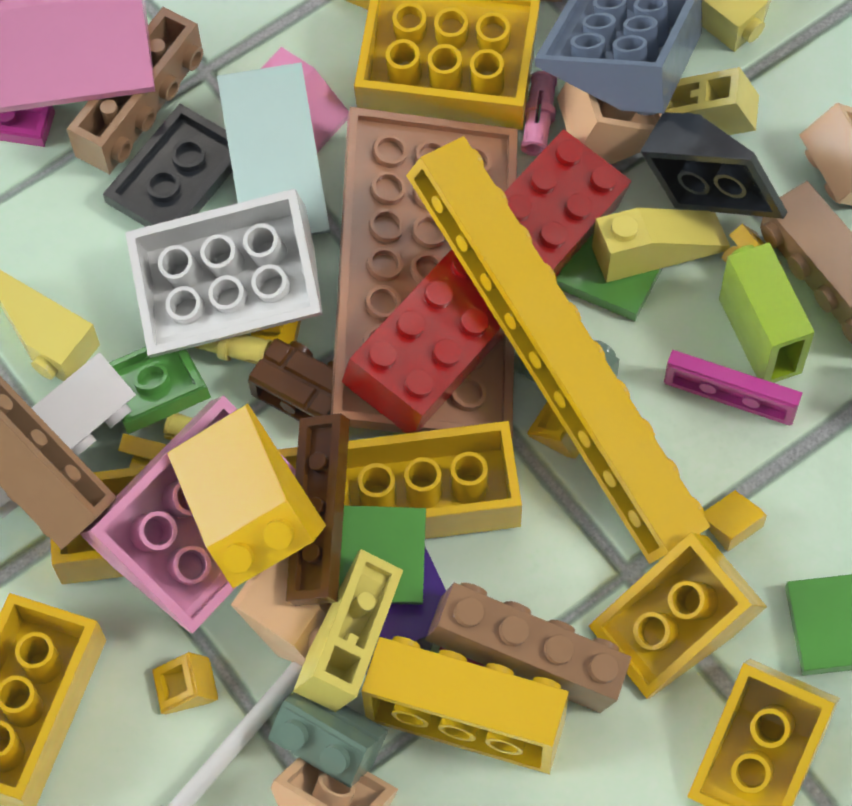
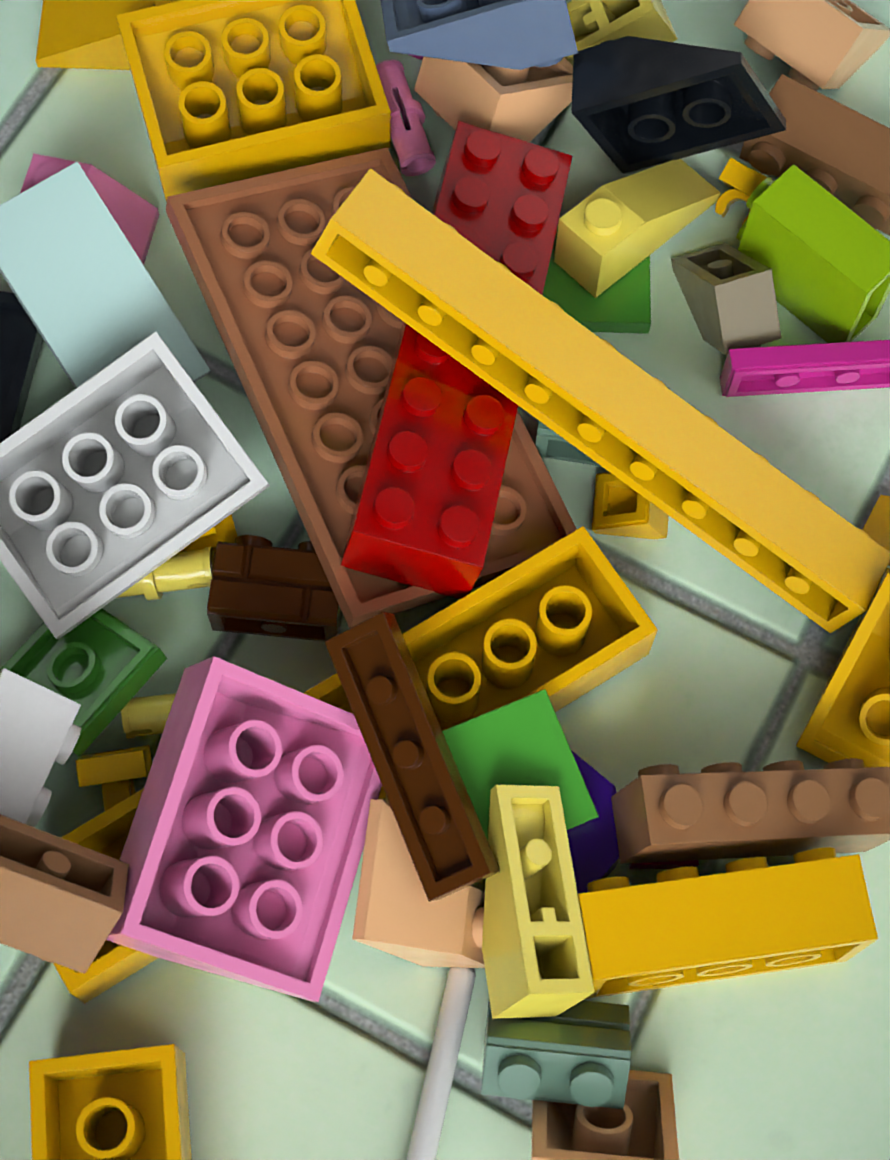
camera: 30 degrees left, 5 degrees up
(185, 683) = (320, 1064): yellow slope -> none
(244, 496) = (315, 788): yellow slope -> none
(696, 317) = (729, 297): none -> dark tan slope

